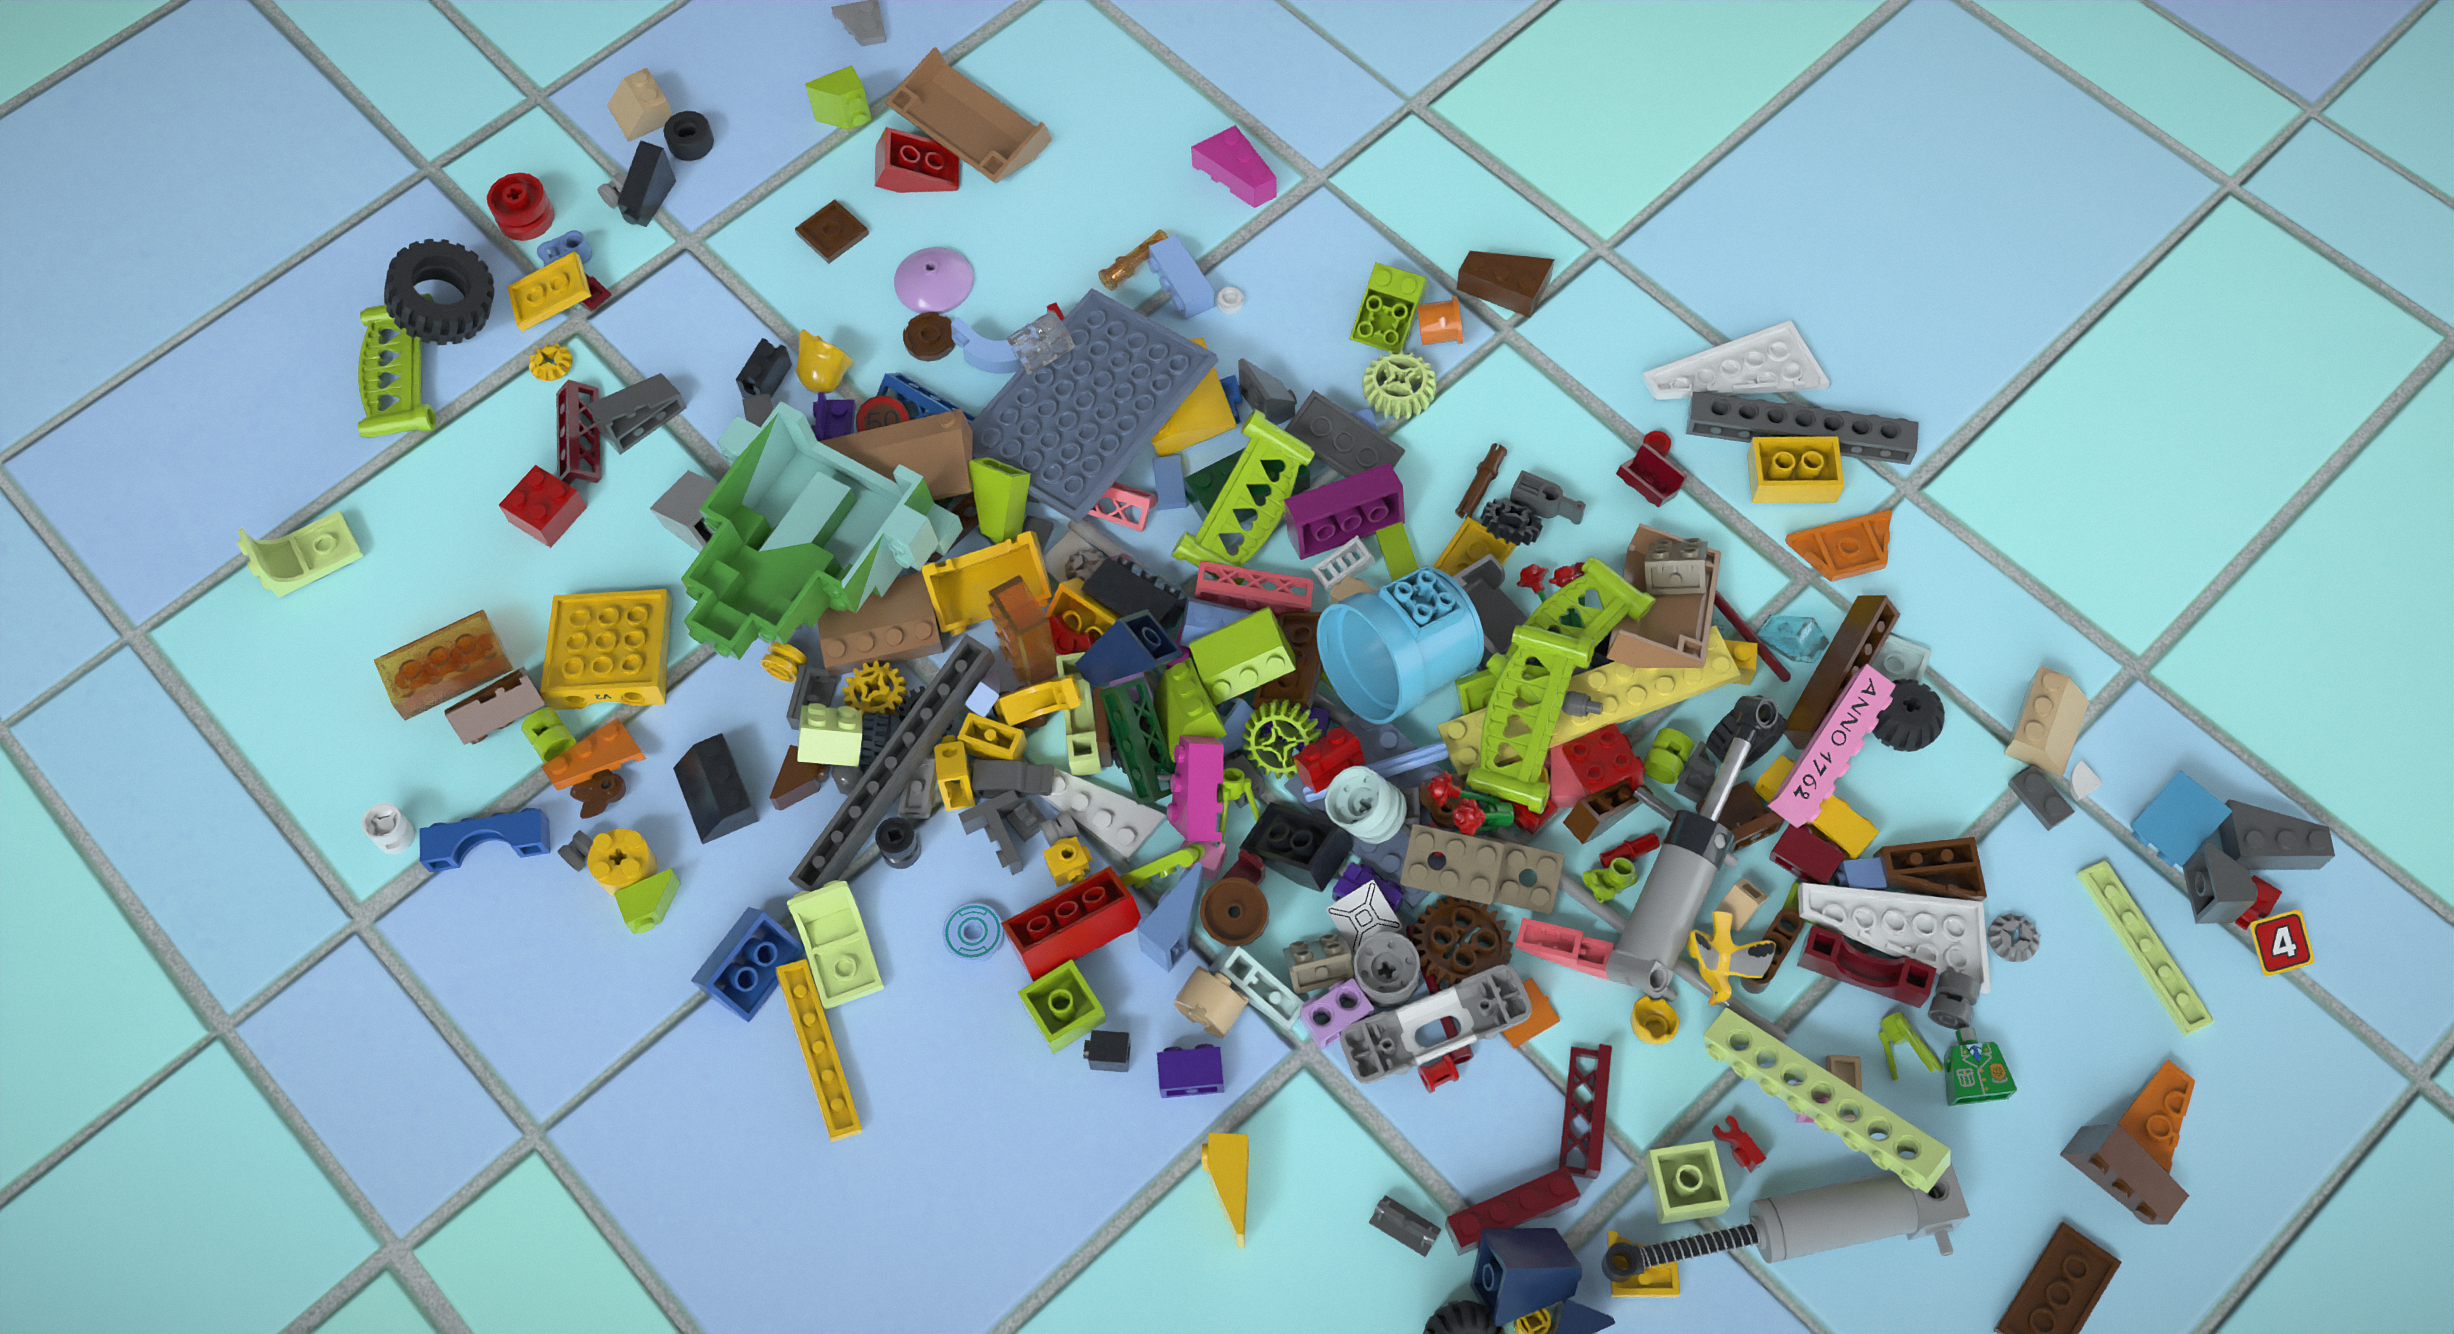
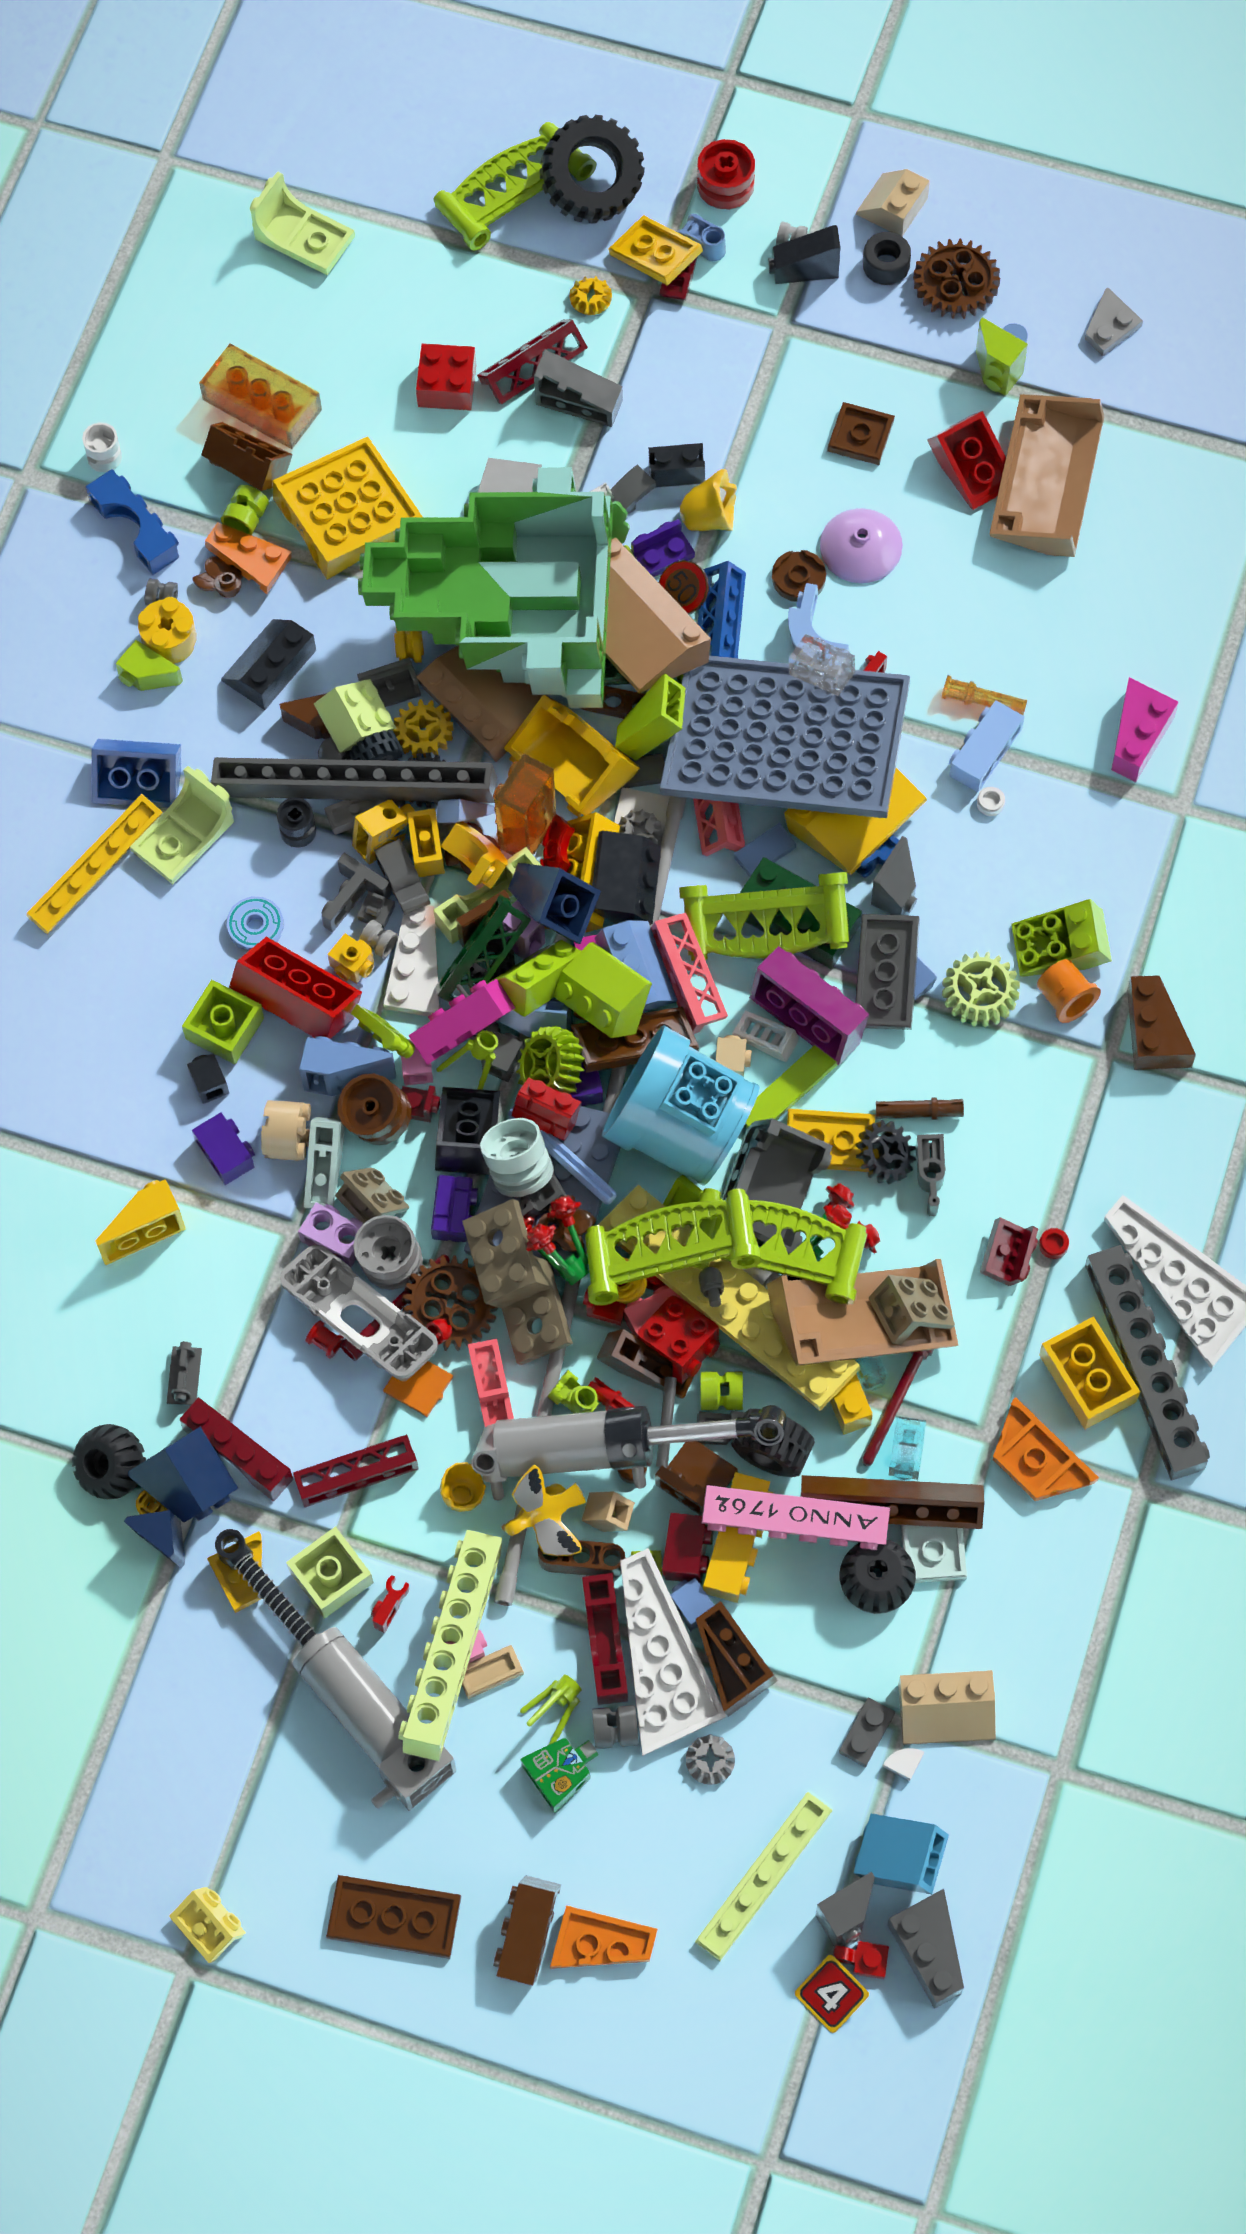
camera: 60 degrees right, 5 degrees up
(744, 98) = (977, 270): none -> reddish brown gear
(1363, 915) = (428, 1212): white sticker -> none
(1489, 955) = (440, 1325): none -> red hinge

